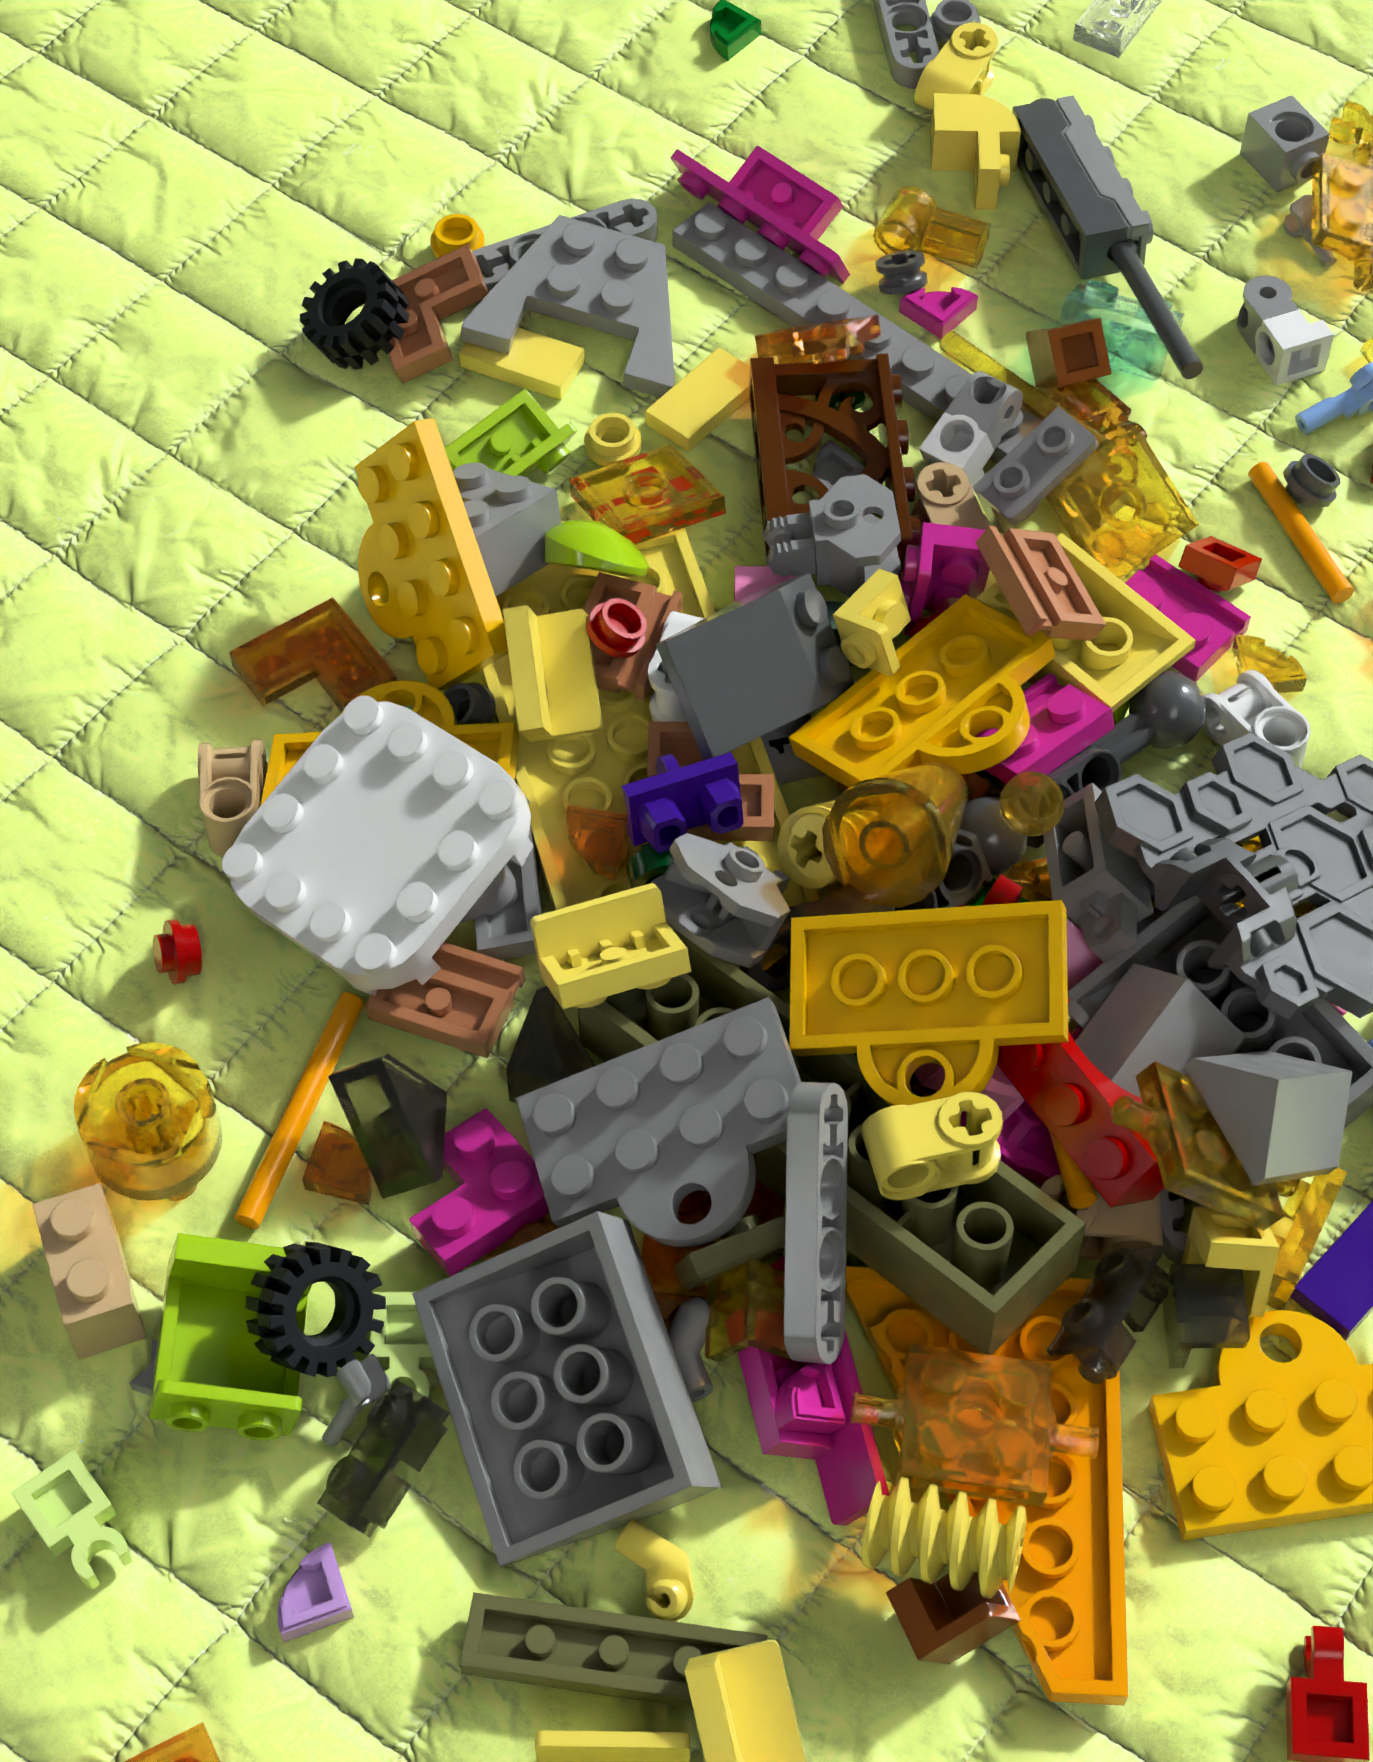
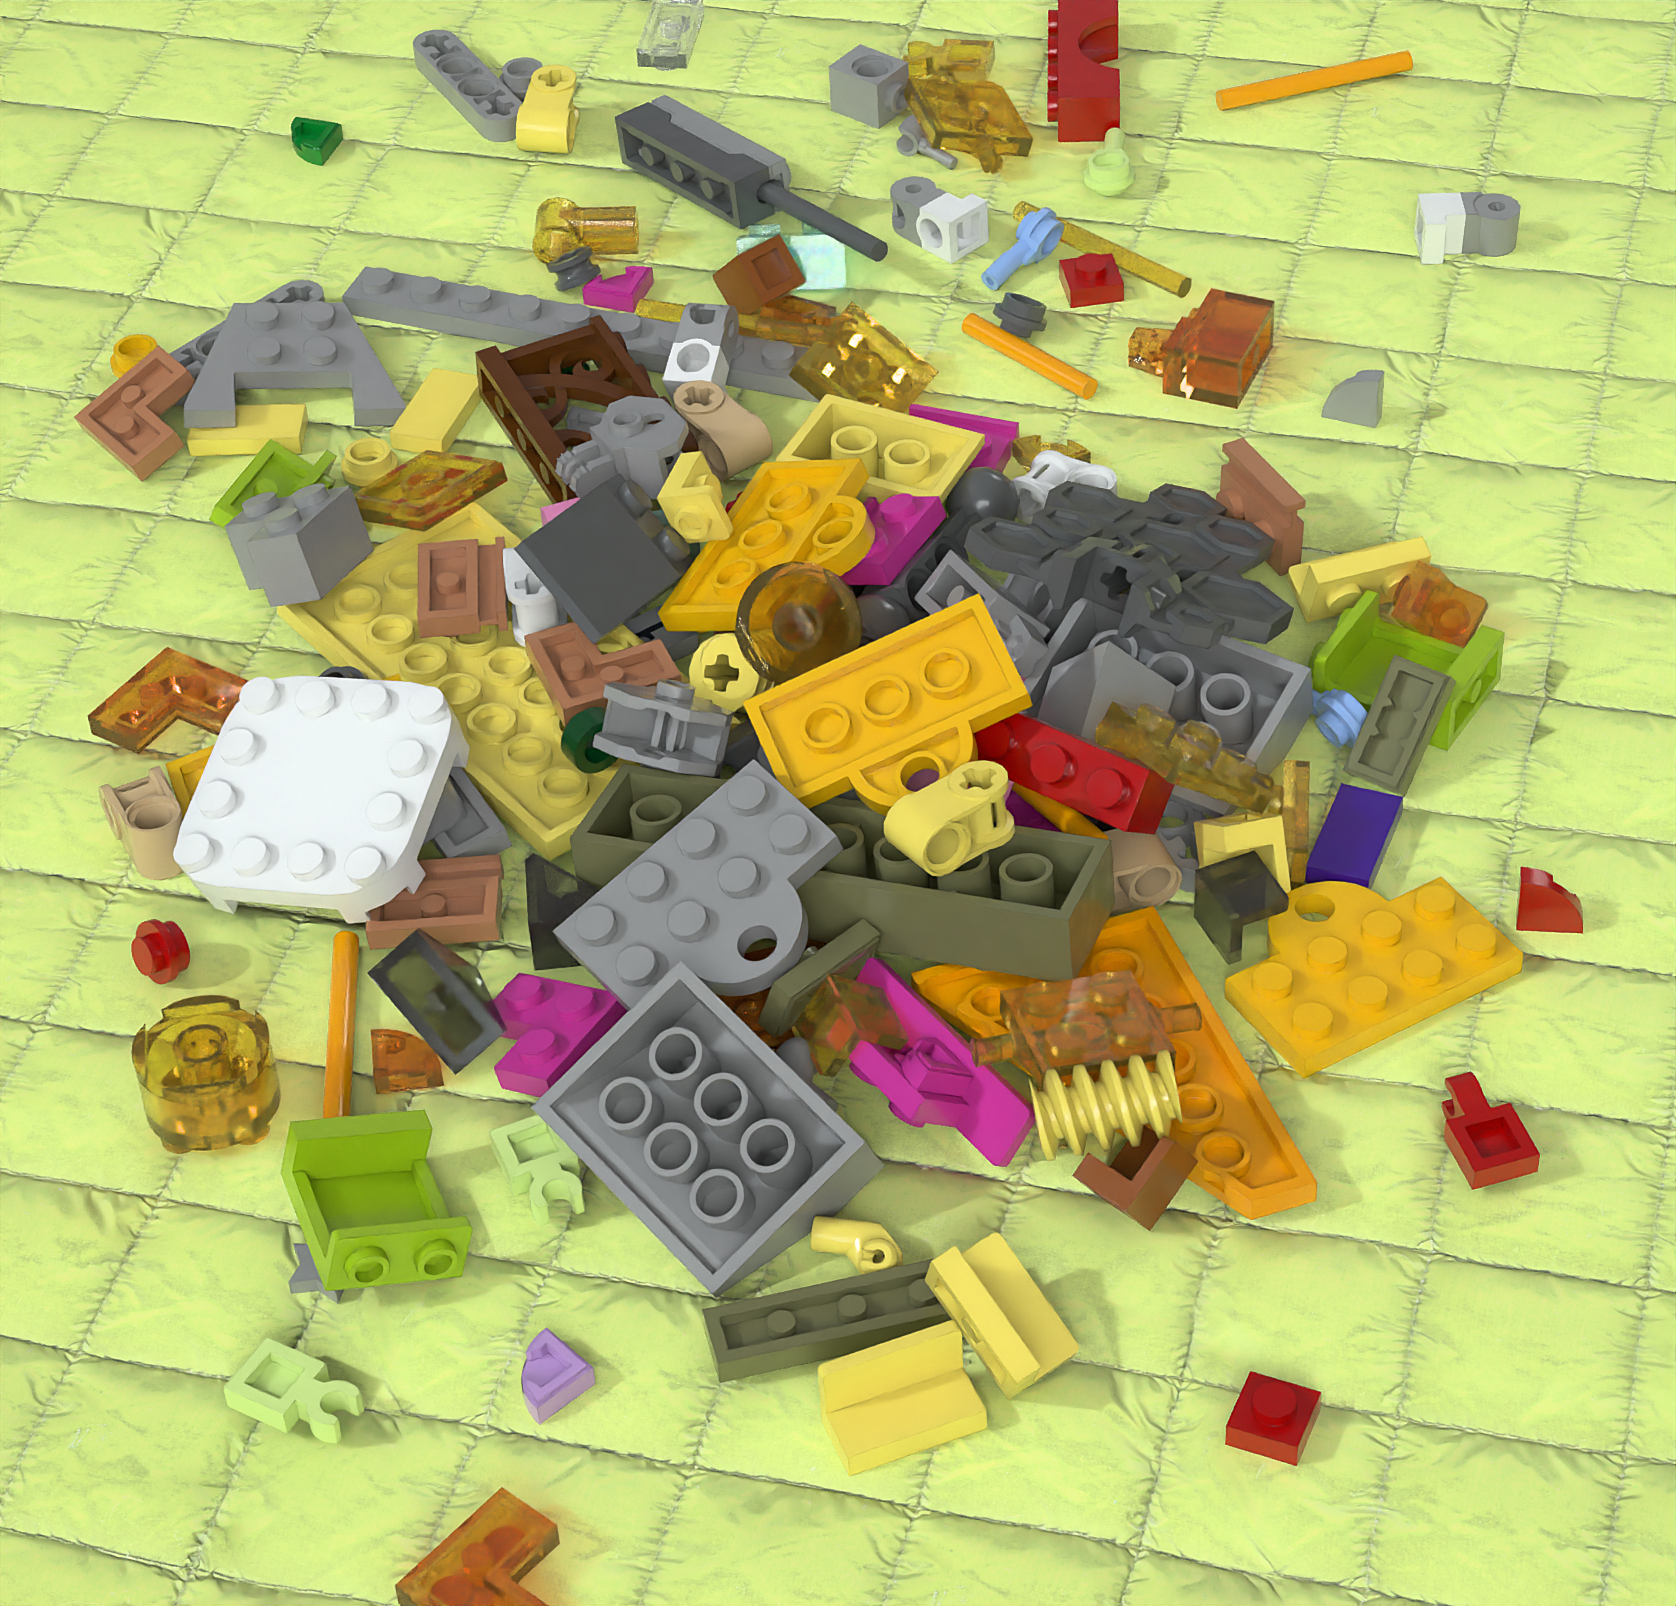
camera: 20 degrees left, 15 degrees down
(89, 1271) = (208, 1203): tan brick -> none
(279, 1303) = (423, 1161): black tyre -> none
(362, 1484) = (571, 1215): clear smoke hinge -> none
(364, 1385) = (522, 1190): light grey hand -> none
(370, 329) = (87, 448): black tyre -> none
(427, 559) = (253, 571): yellow plate -> none
(552, 673) = (417, 623): light yellow panel -> none
(593, 547) = (402, 527): lime hat -> none
(598, 838) = (519, 738): clear orange tile -> none
(607, 947) = (582, 782): light yellow bracket -> none
(617, 628) = (461, 569): red plate -> none
(683, 799) = (582, 667): dark purple hips -> none
(777, 201) = (423, 247): dark pink bracket -> none
(815, 1222) = (878, 913): light grey beam -> none
(825, 340) = (534, 321): clear orange plate -> none
(942, 569) = (738, 442): dark pink bracket -> none
(975, 136) = (588, 154): light yellow brick -> none
(1031, 803) = (905, 581): clear yellow plate -> none
(1033, 469) = (776, 358): light grey bracket -> none
(1040, 584) = (831, 422): nougat plate -> none
(1124, 1288) = (1162, 919): clear smoke hinge -> none
(1219, 564) = (972, 394): red plate -> none
(1276, 1111) = (1233, 709): light grey slope -> none

